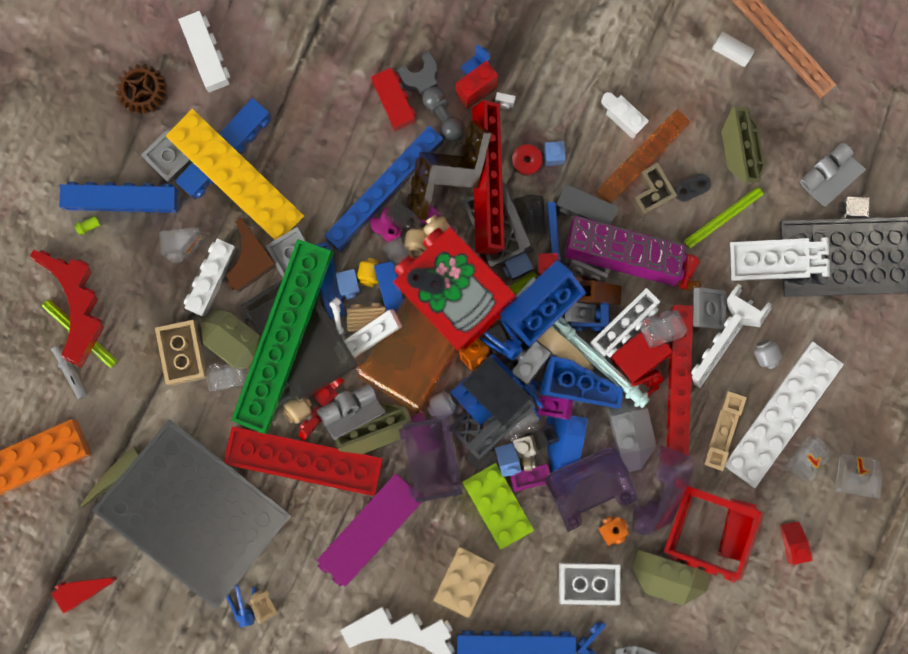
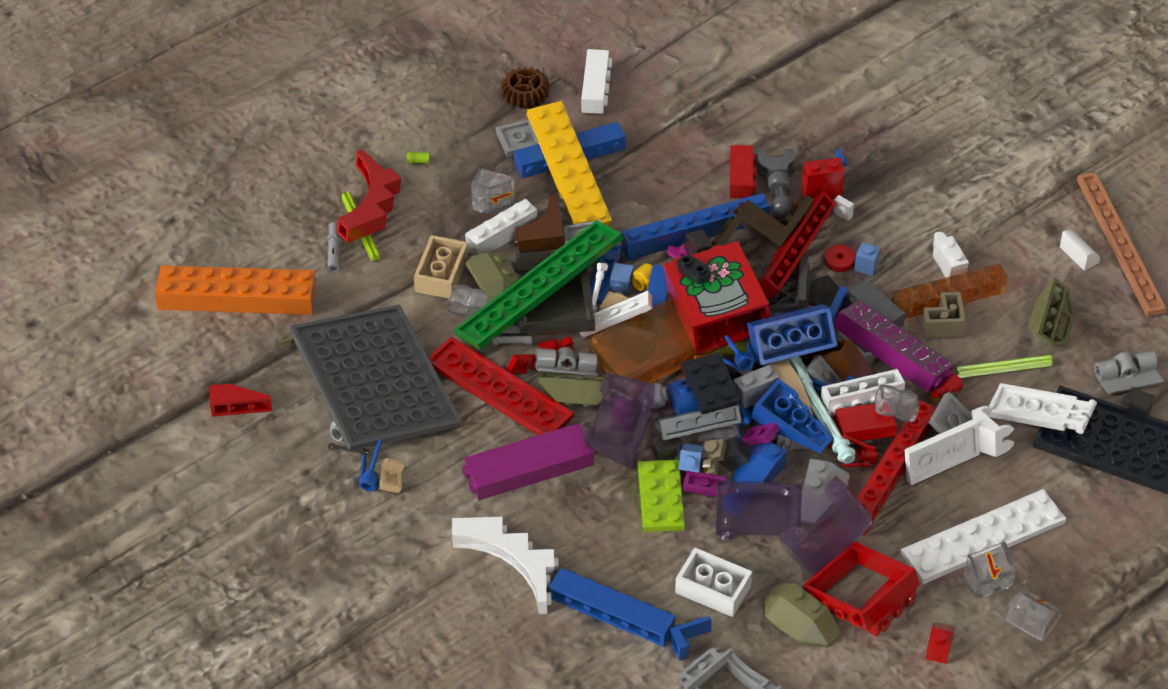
camera: 25 degrees right, 35 degrees down
(118, 198) = (456, 147): blue brick -> none
(296, 411) = (517, 345): tan head -> none
(463, 581) = (592, 534): tan brick -> none
(606, 530) = (762, 552): orange brick -> none
(691, 187) = (985, 332): black plate -> none
(724, 430) = (919, 522): tan slope -> none
(768, 353) = (992, 479): light grey head -> none

